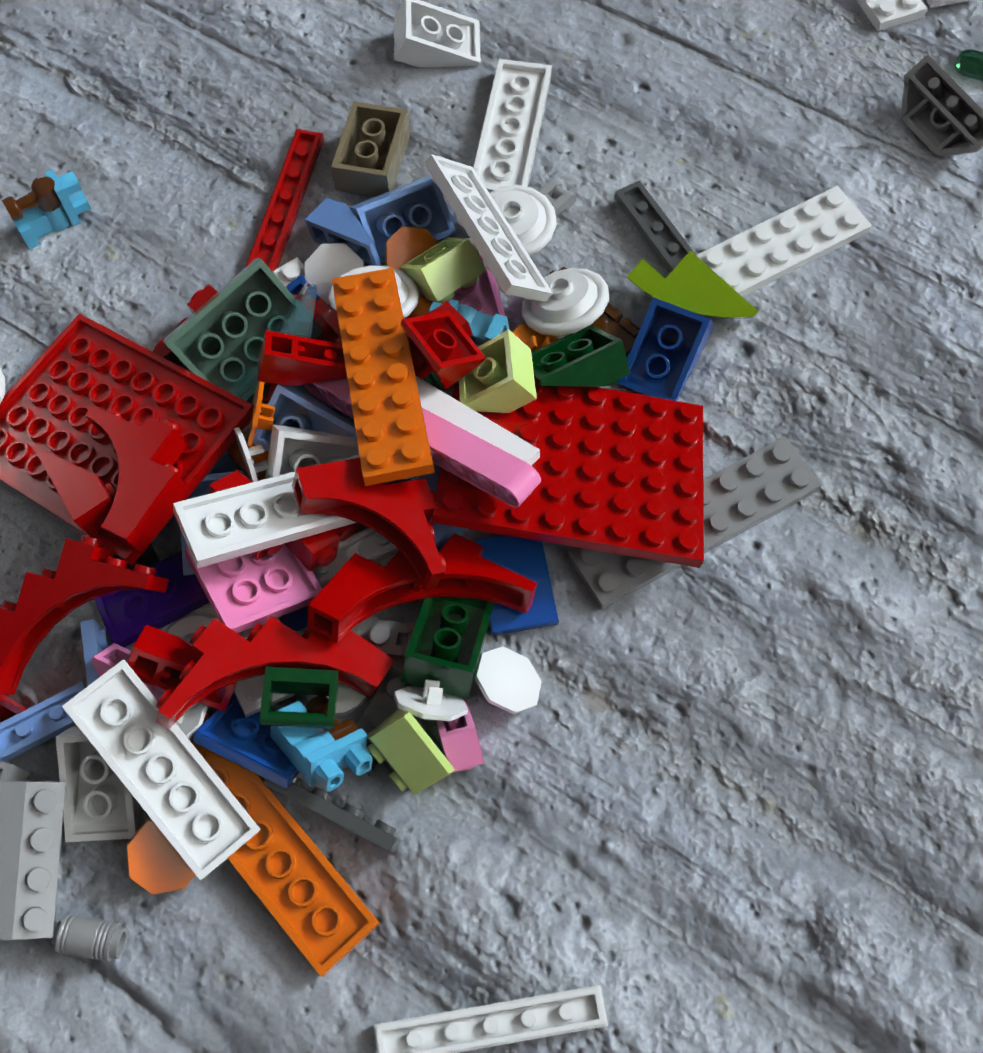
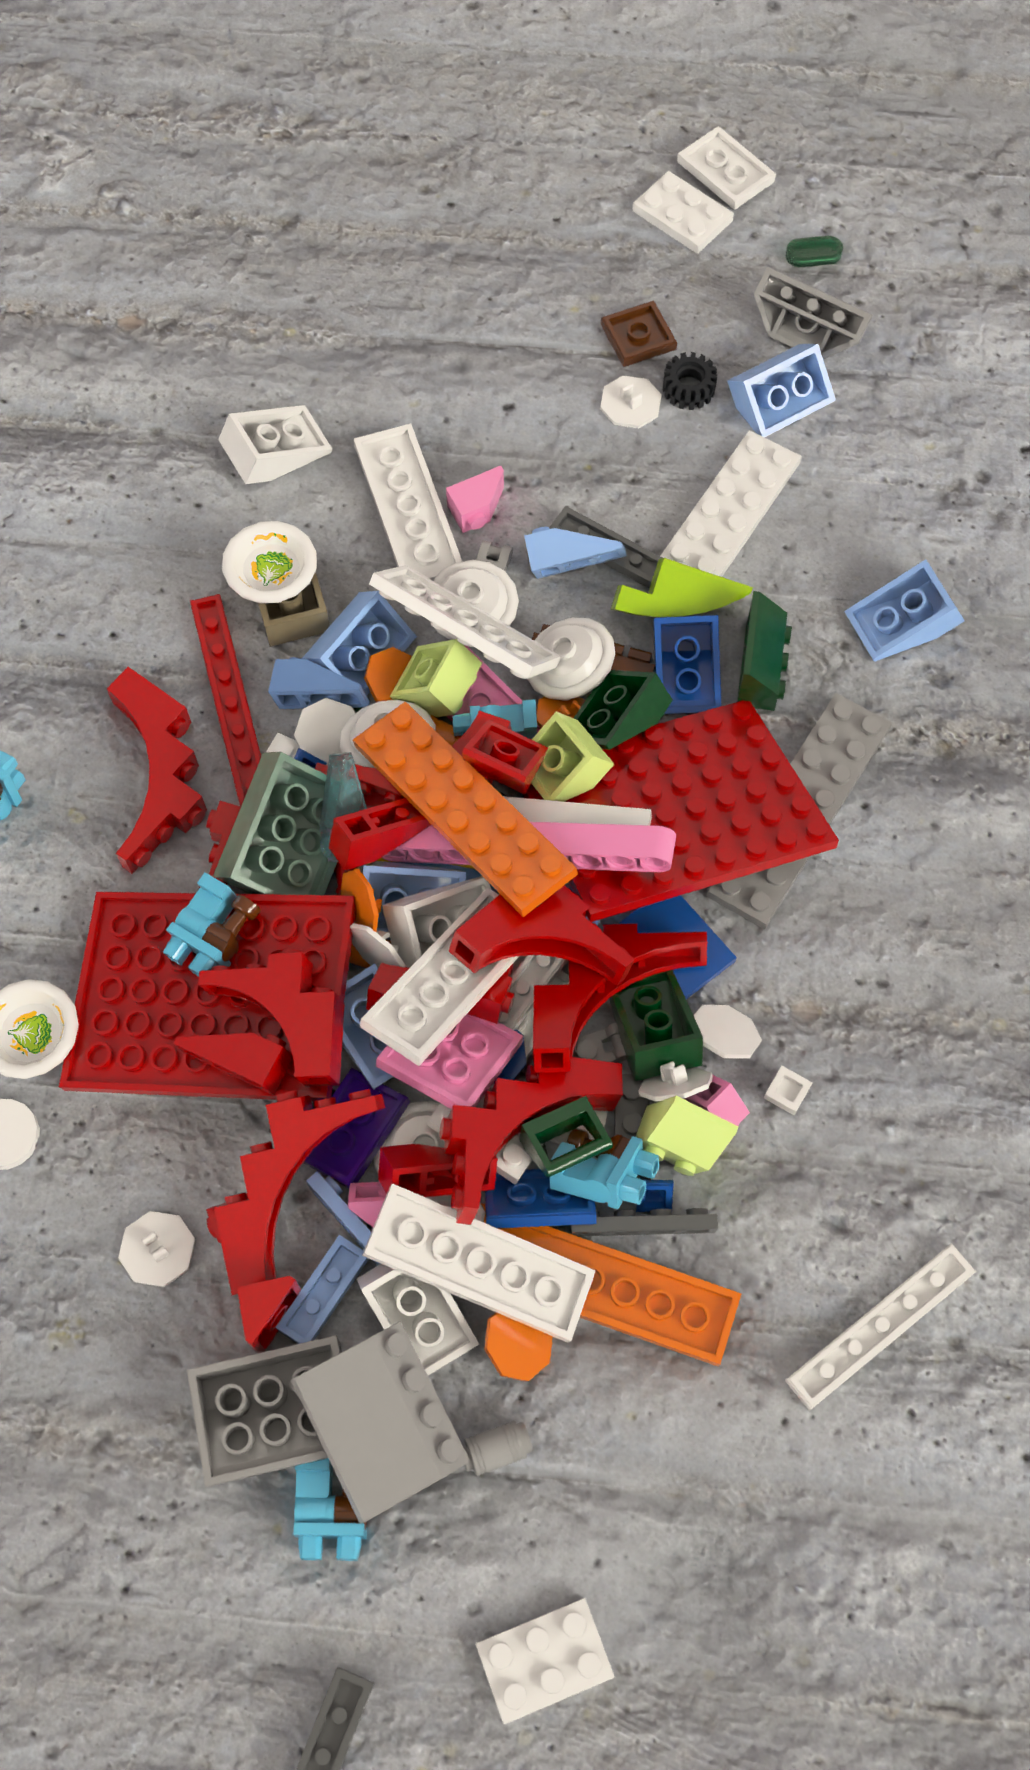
camera: 30 degrees left, 0 degrees up
(129, 376) = (201, 928): none -> medium azure hips
(195, 246) = (171, 763): none -> red arch
(359, 115) = (269, 562): none -> white piece
(359, 791) = (657, 1196): none -> blue slope
(533, 761) = (787, 1090): none -> white plate
(570, 144) = (475, 499): none -> bright pink slope
(612, 213) = (562, 550): none -> light blue slope
(736, 371) = (764, 654): none -> dark green slope
(748, 124) = (630, 401): none -> white piece
(787, 73) = (638, 333): none -> reddish brown tile
(811, 114) = (694, 368): none -> black tyre
(887, 164) = (782, 389): none -> light blue slope
(890, 396) = (904, 613): none -> light blue slope

